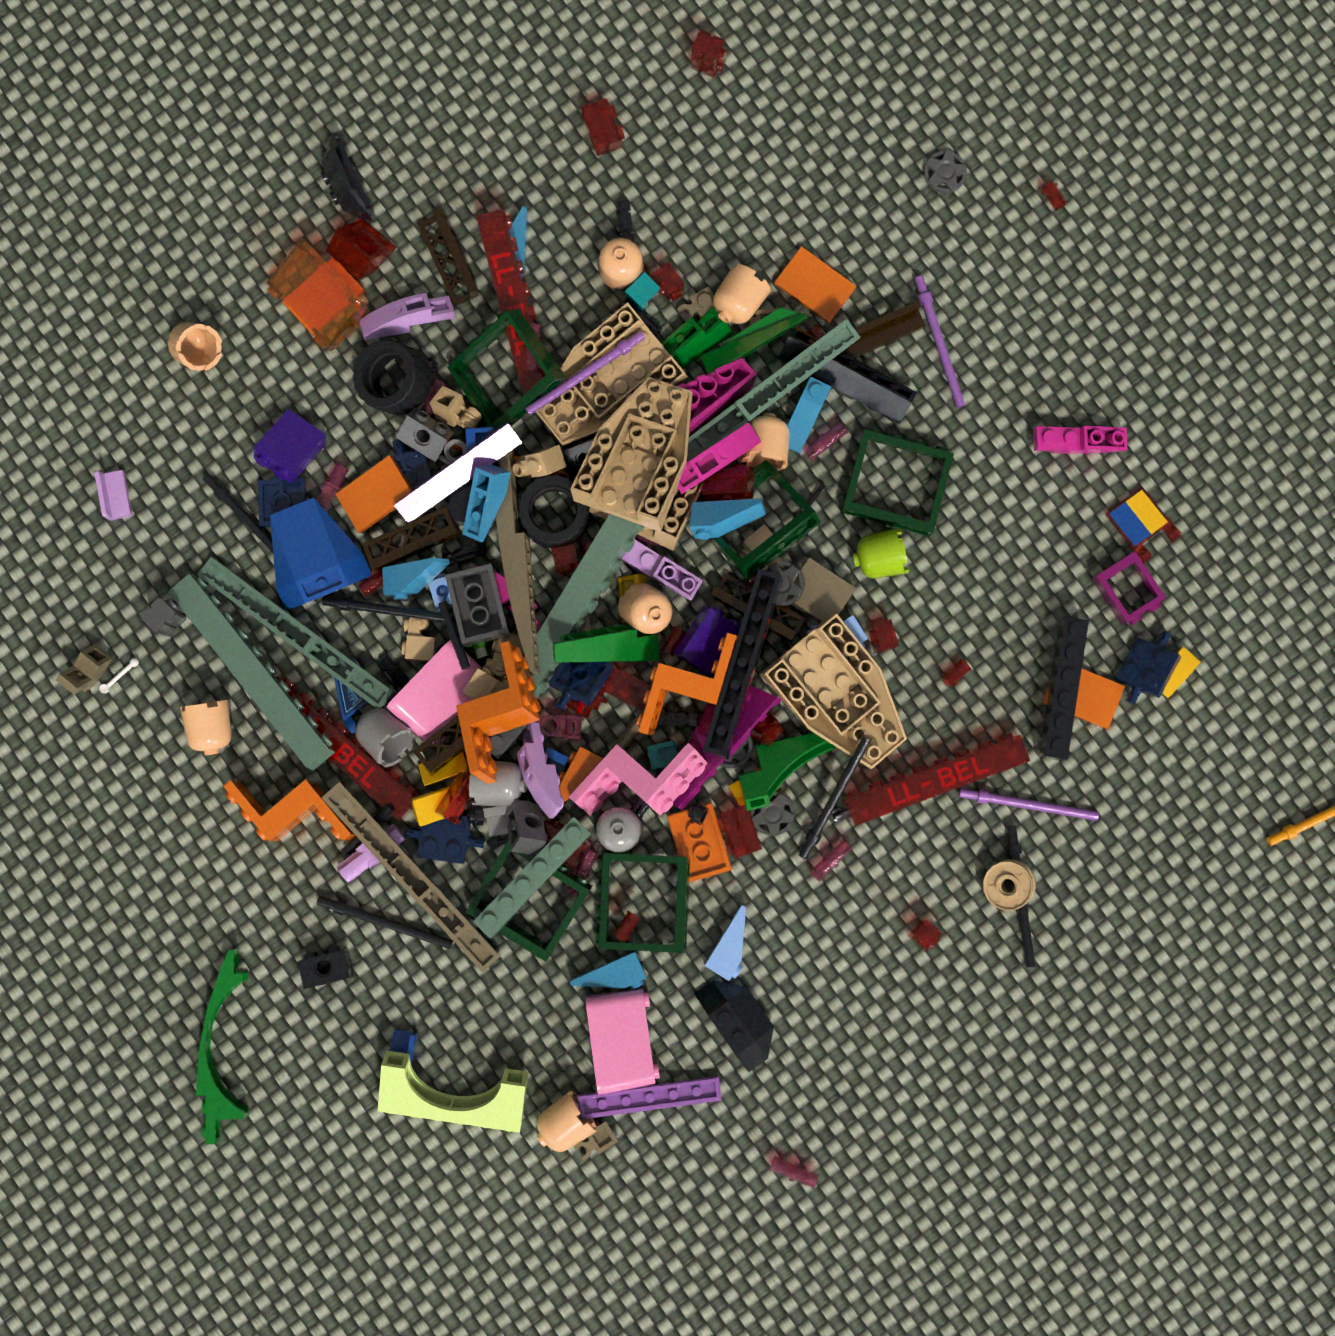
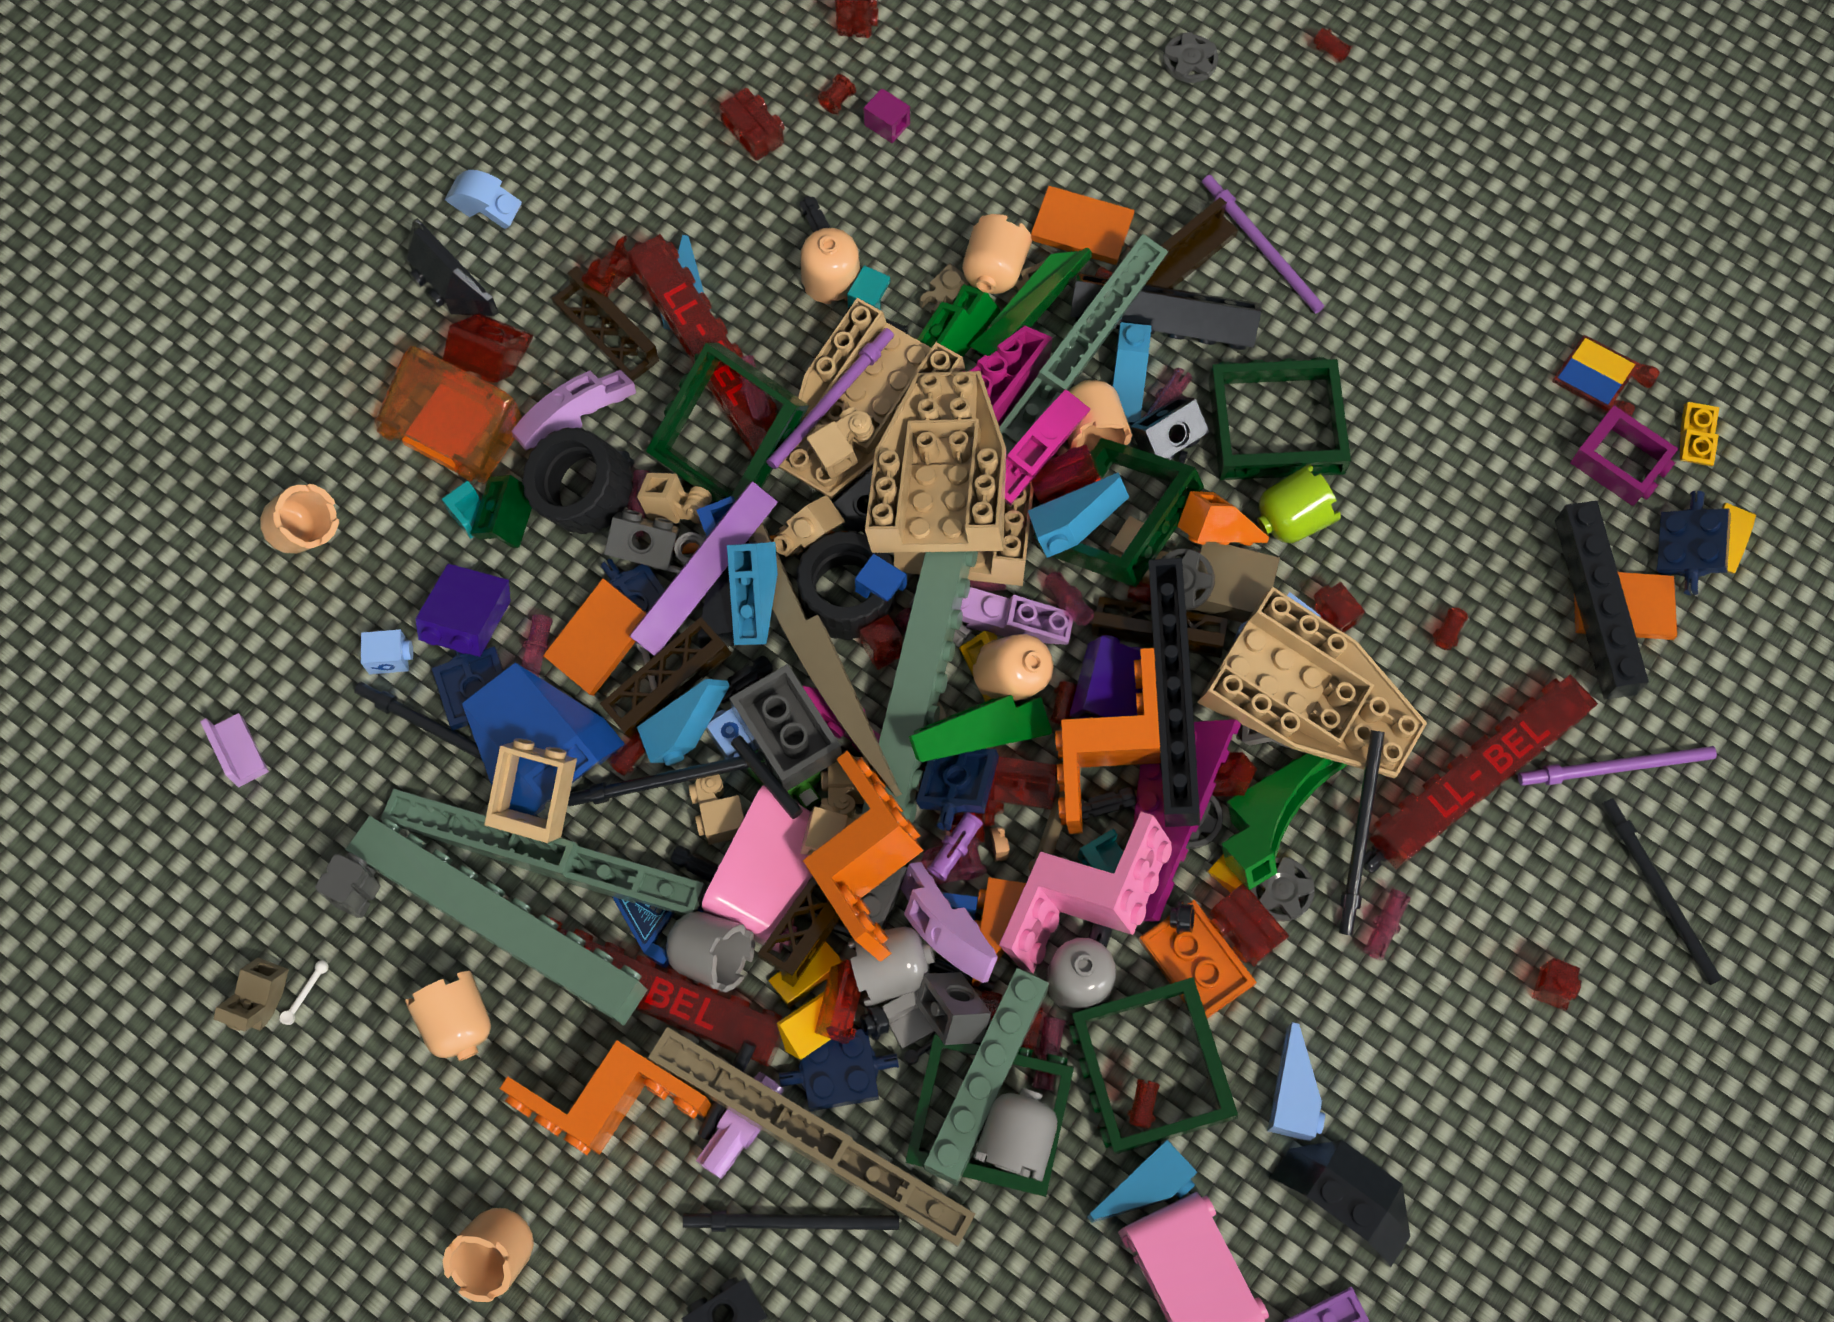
camera: 15 degrees left, 15 degrees down
(190, 884) = (489, 1254): none -> light nougat cylinder
(230, 457) = (385, 651): none -> light blue brick
(284, 611) = (519, 823): none -> tan window
(314, 370) = (463, 506): none -> teal panel
(335, 379) = (502, 511): none -> dark green panel
(390, 126) = (481, 192): none -> light blue brick
(465, 216) = (611, 271): none -> clear red hinge
(537, 922) = (1018, 1134): none -> light grey cylinder
(572, 523) = (880, 579): none -> blue panel
(573, 410) = (833, 440): none -> tan brick
(577, 710) = (967, 827): none -> medium lavender pin
(597, 722) = (999, 844): none -> light nougat tile
(668, 281) = (903, 271): clear red brick -> none
(672, 121) = (836, 94): none -> clear red bush
(702, 151) = (887, 115): none -> magenta panel
(702, 569) = (1069, 598): none -> clear pink pin
(805, 464) = (1186, 422): none -> brick
(821, 550) = (1213, 519): none -> orange slope
(999, 895) = (1642, 854): tan wheel -> none
(1080, 440) = (1487, 302): dark pink slope -> none
(1189, 588) = (1698, 434): none -> yellow slope

